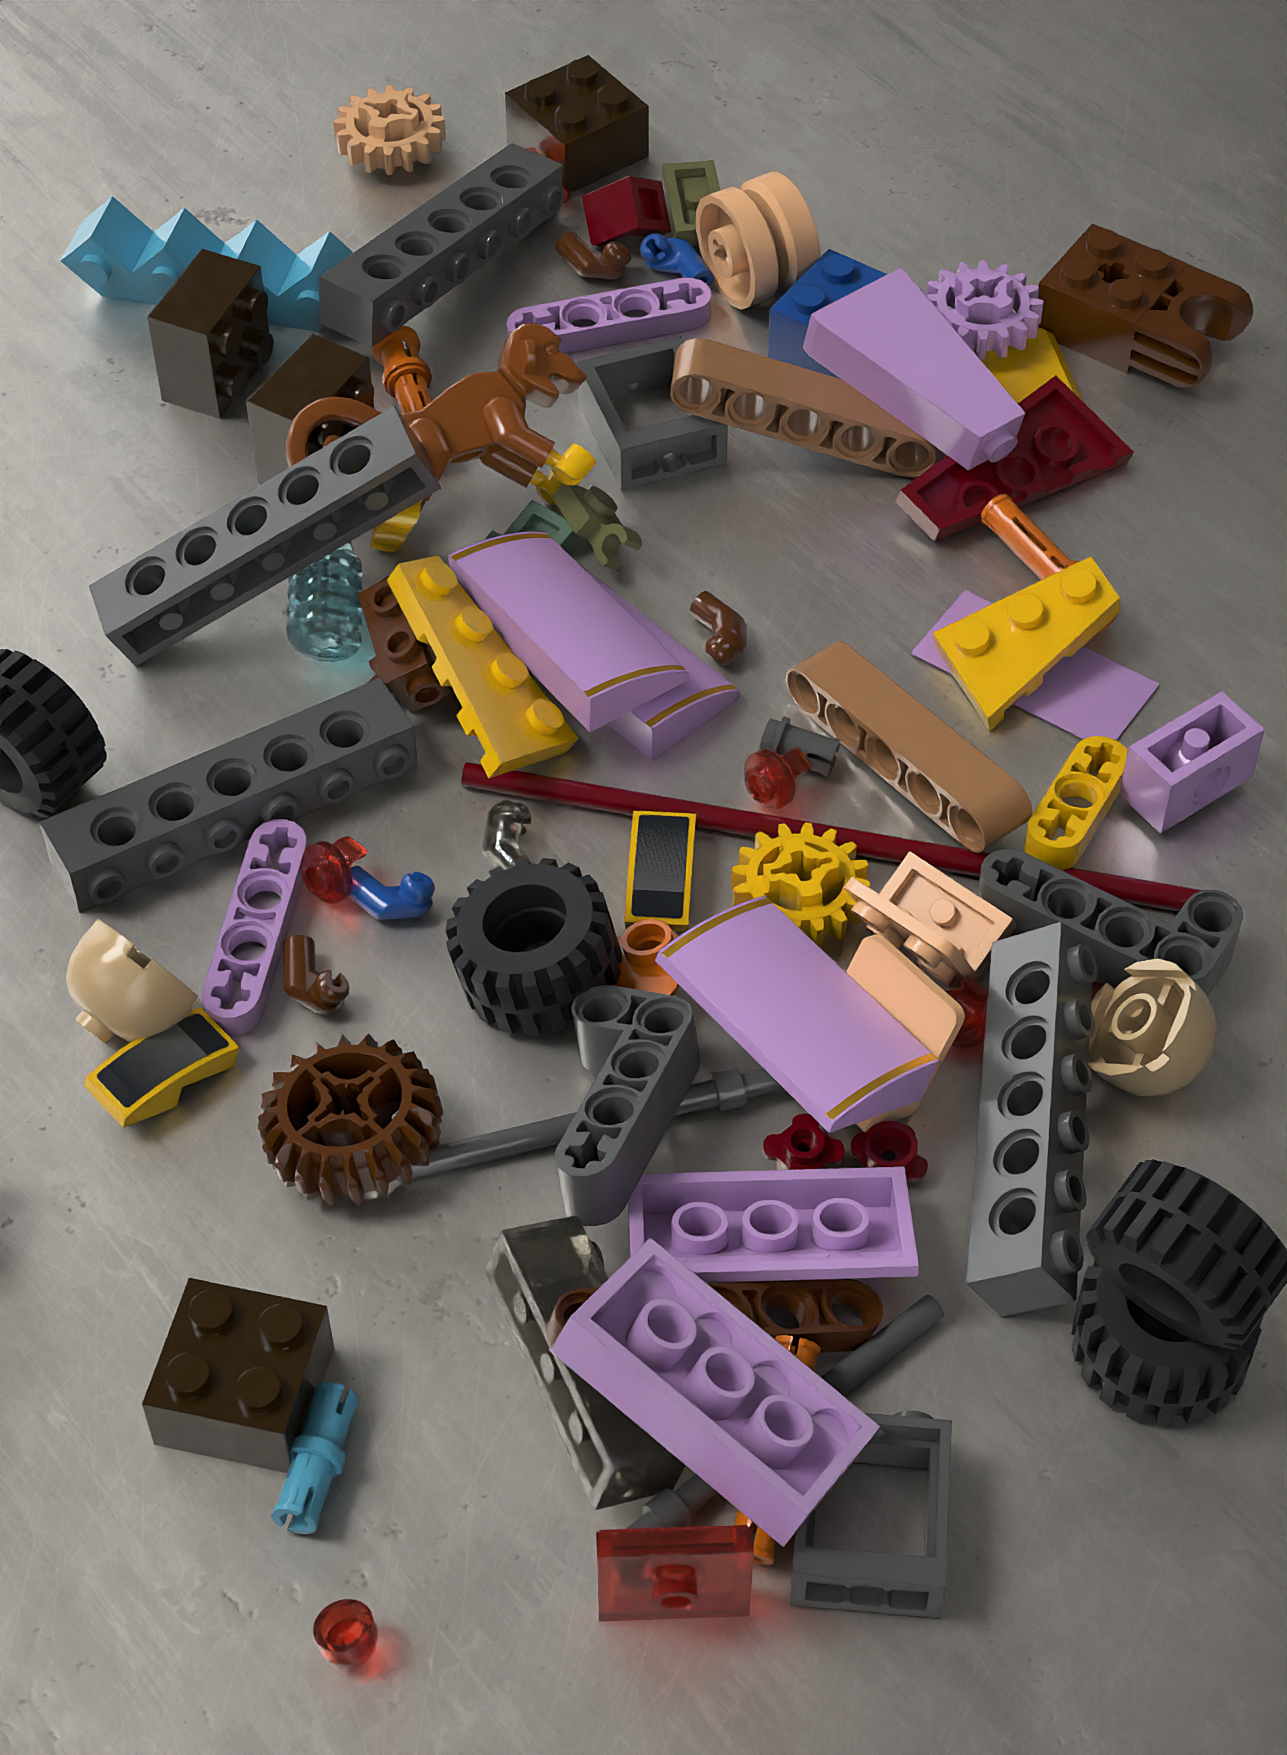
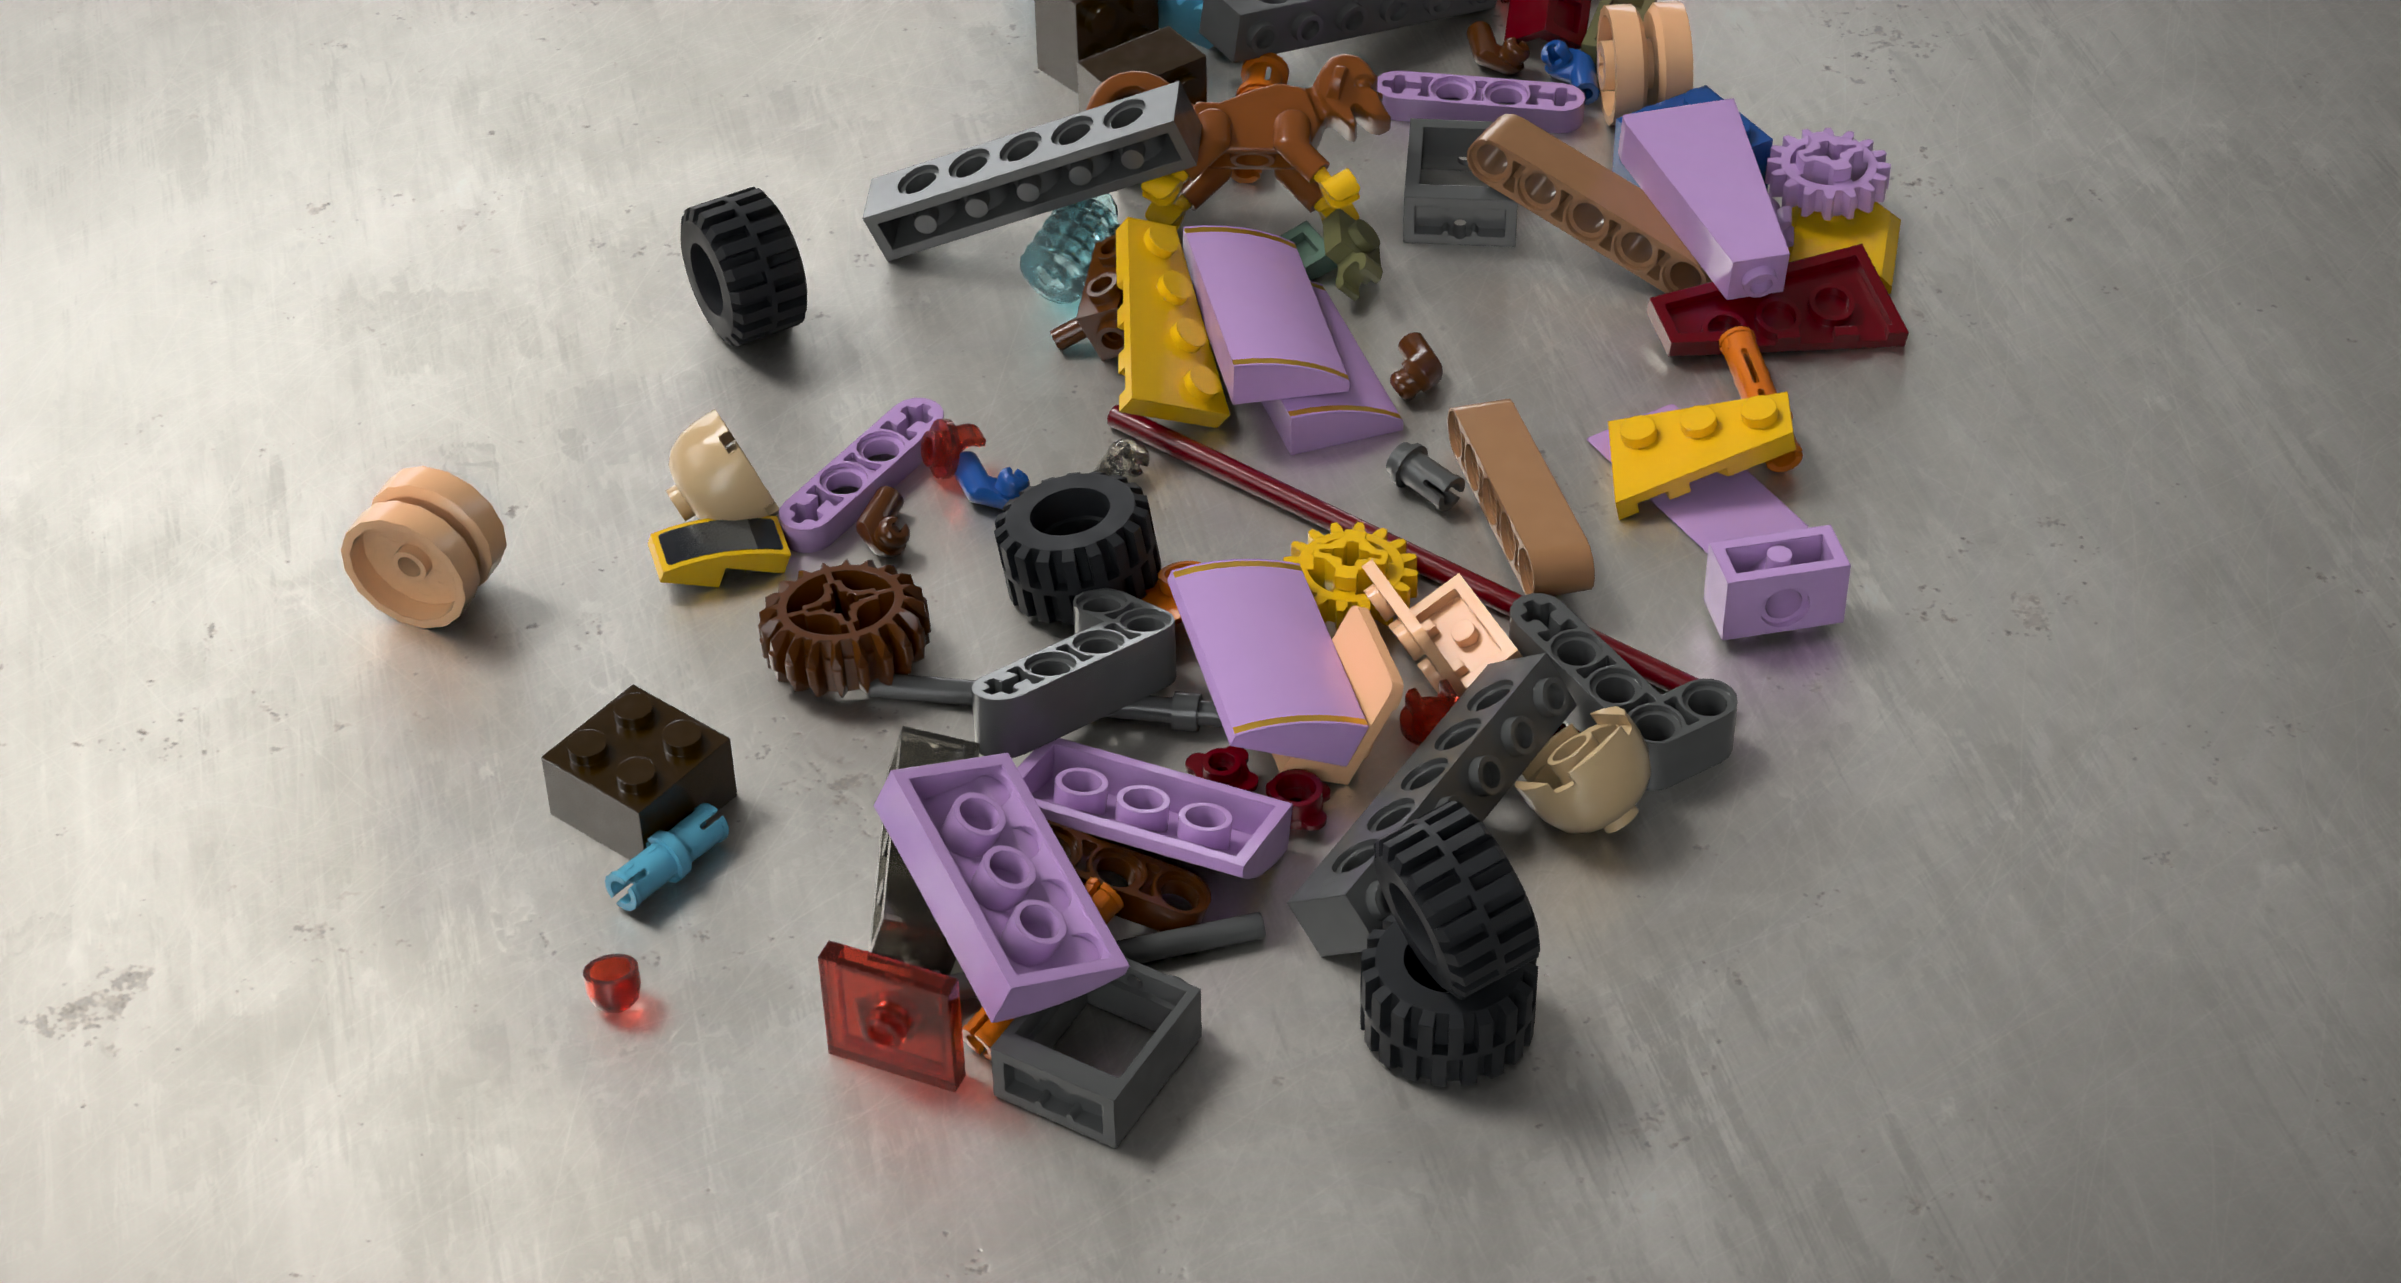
camera: 25 degrees right, 10 degrees down
(228, 793) = (878, 366): dark grey brick -> none
(660, 868) = (1238, 524): slope -> none
(772, 777) = (1383, 490): clear red plate -> none
(1075, 781) = (1621, 604): yellow beam -> none
(1140, 307) = (1989, 211): reddish brown brick -> none

